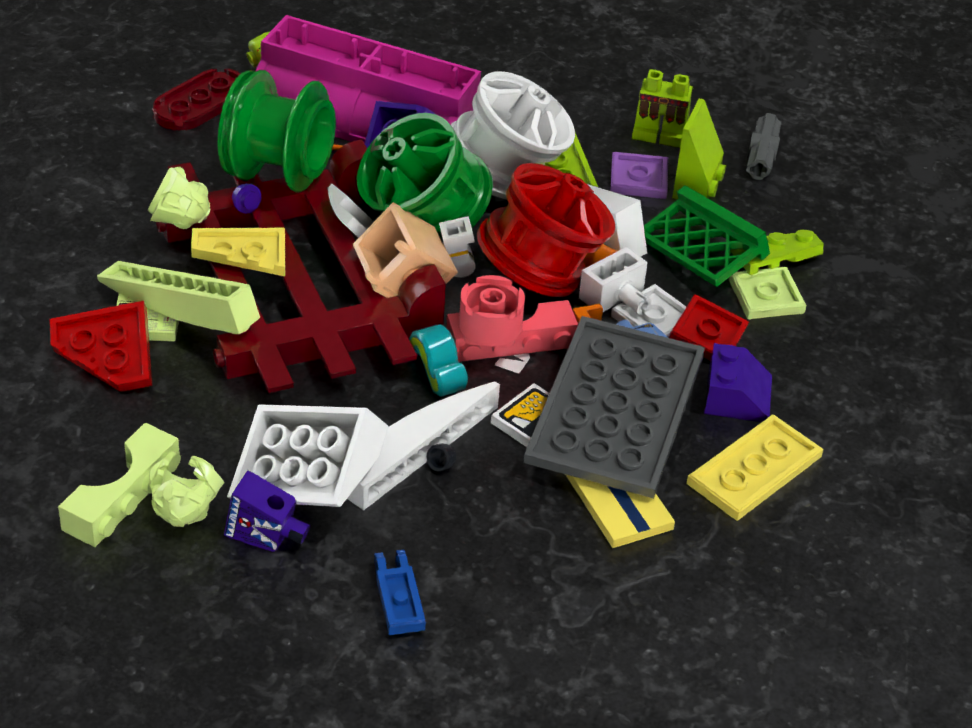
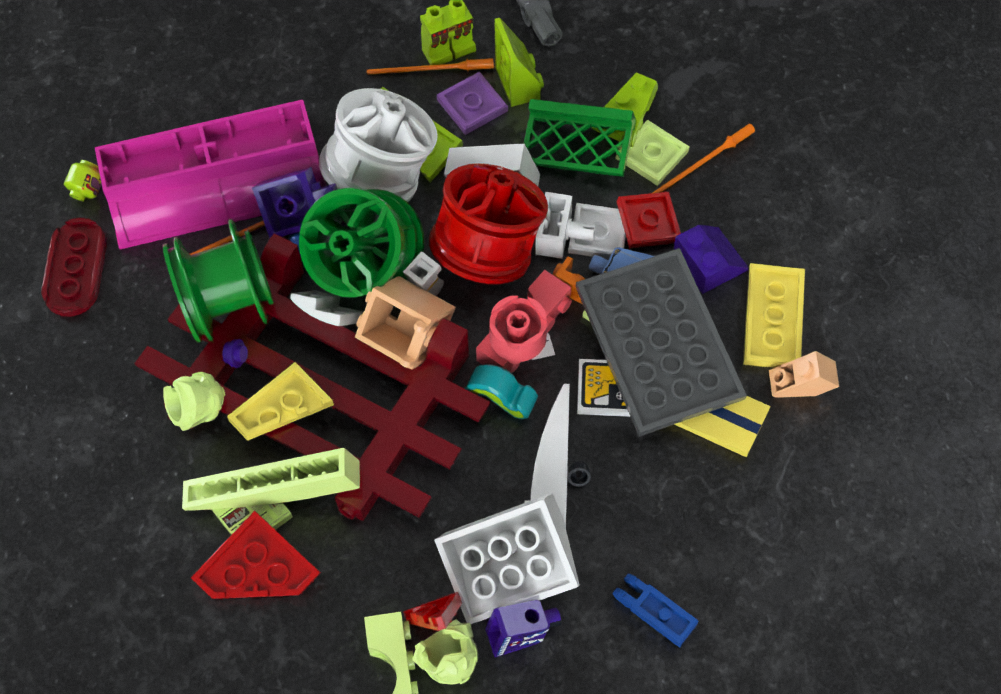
camera: 35 degrees left, 20 degrees up
(195, 441) = (436, 613): none -> red wing
(662, 149) = (475, 64): none -> orange piece
(733, 519) = (804, 376): none -> light nougat slope
(852, 325) = (731, 141): none -> orange piece

